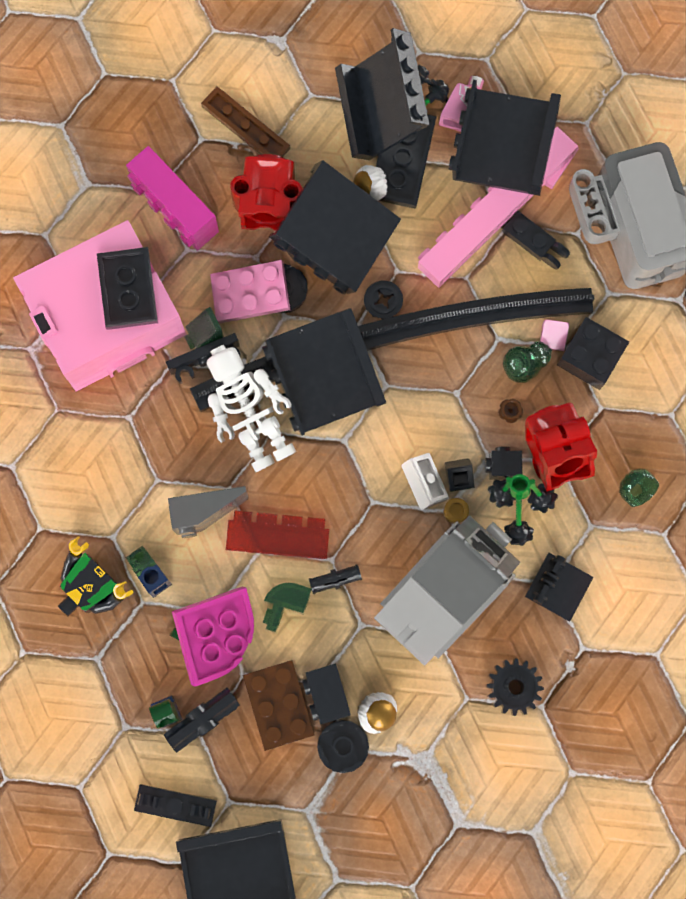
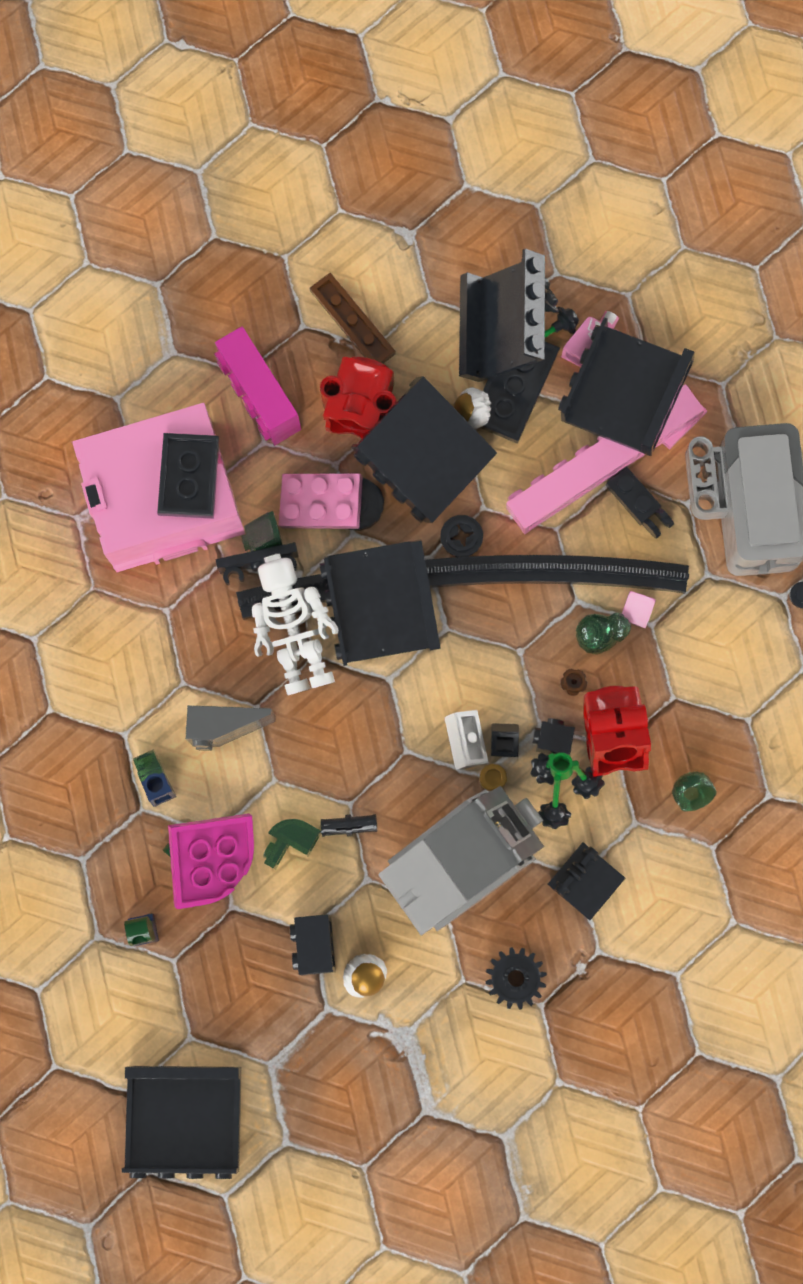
camera: 20 degrees right, 0 degrees up
(88, 584) = (88, 778): torso -> none
(175, 805) = (133, 1029): black plate -> none
(201, 720) = (178, 945): black piece -> none
(275, 539) = (298, 771): clear red windscreen -> none
(278, 705) = (262, 946): reddish brown plate -> none
(343, 746) = (321, 1004): black tile -> none
(593, 353) = (674, 637): black brick -> none

